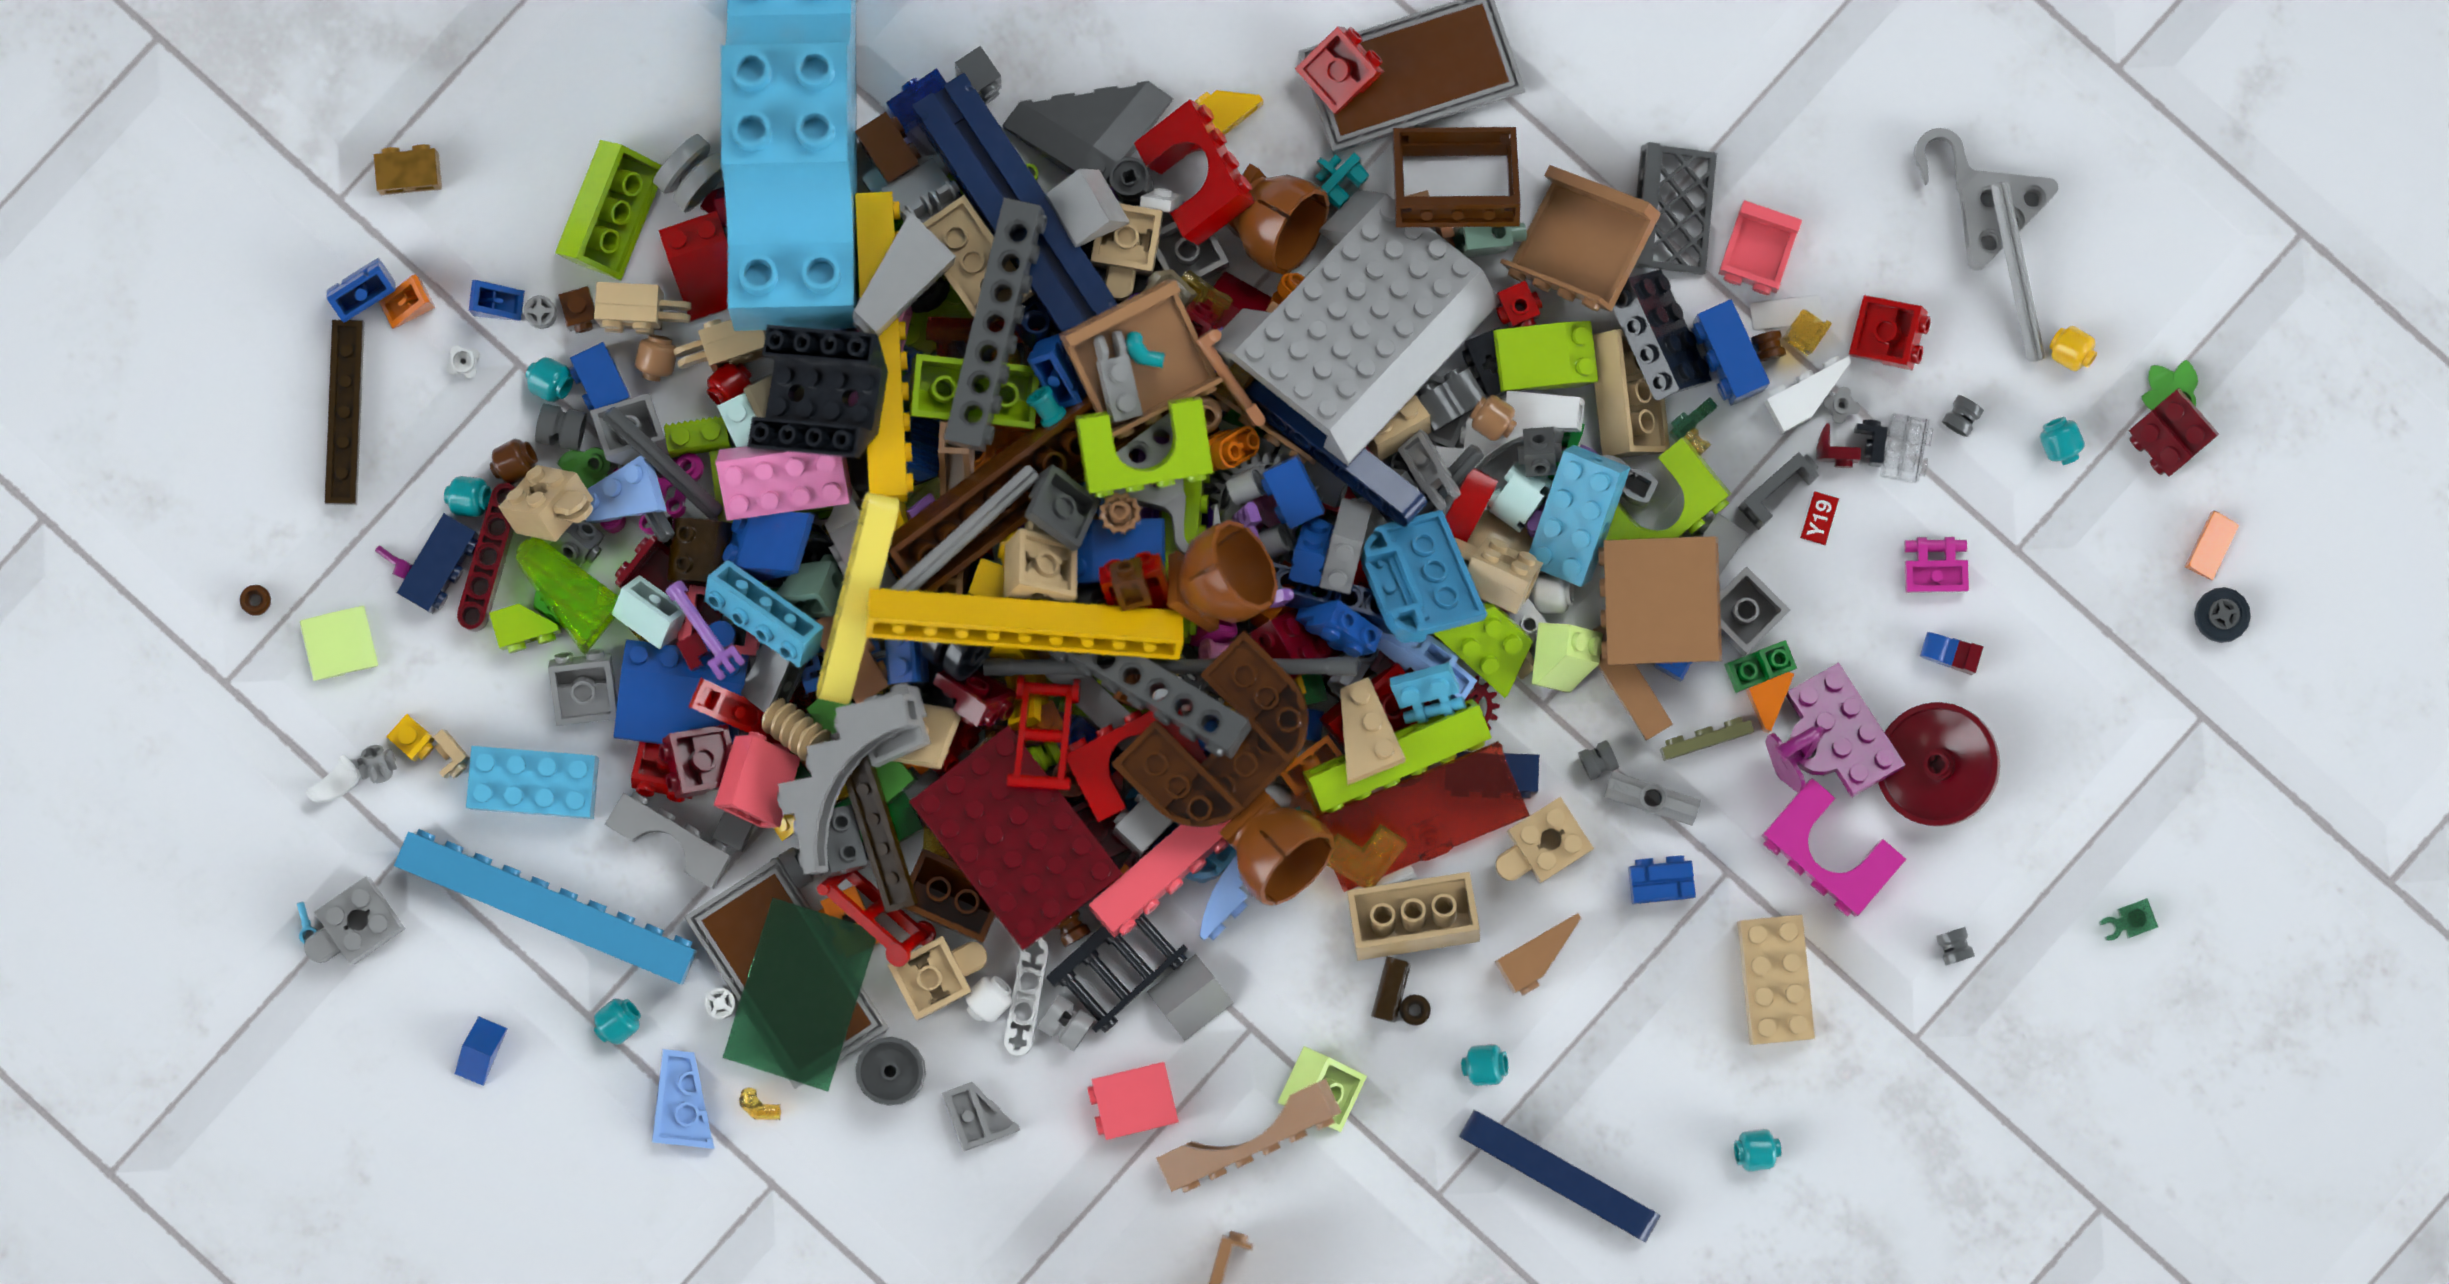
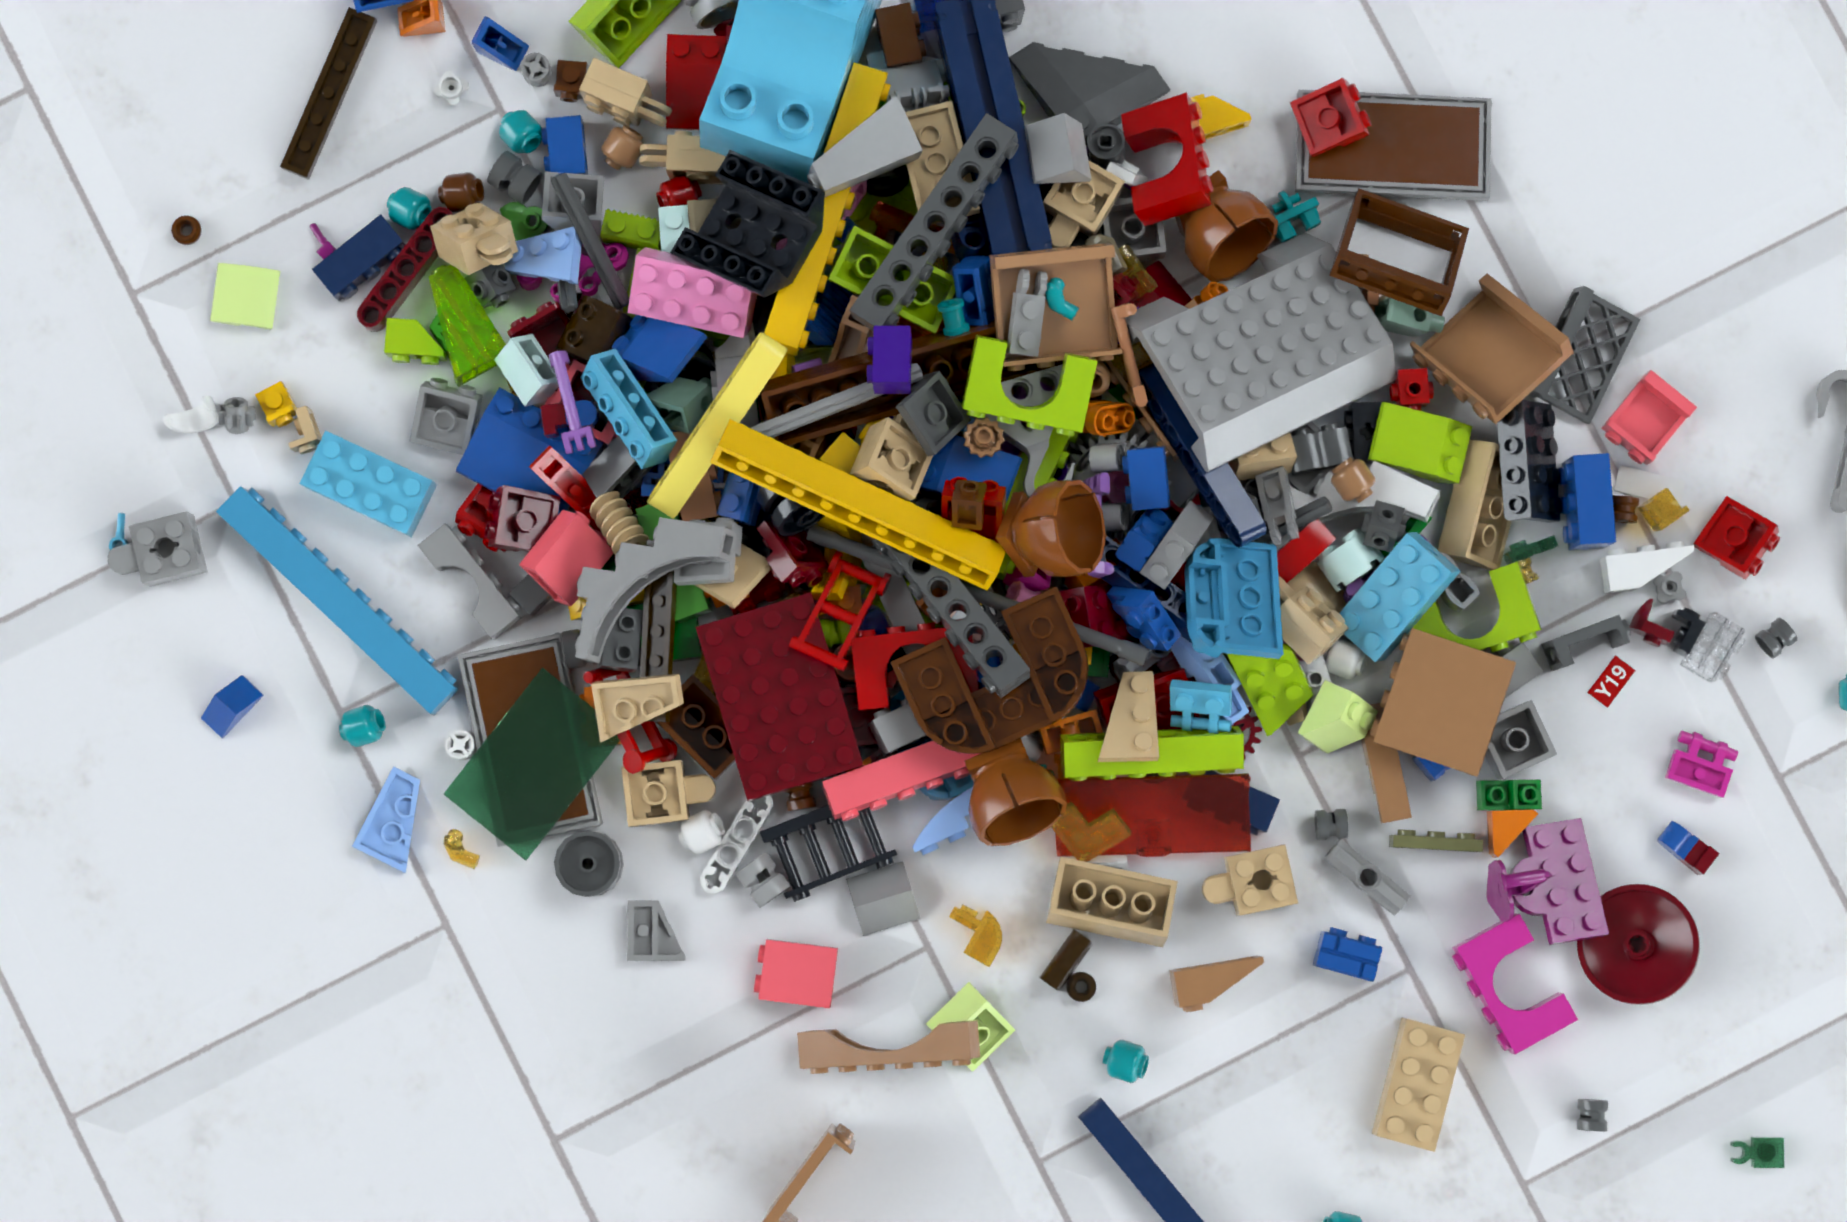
camera: 20 degrees right, 0 degrees up
(876, 896) = (632, 701): none -> tan wing
(1002, 471) = (891, 359): none -> dark purple brick
(1304, 992) = (986, 936): none -> clear yellow brick

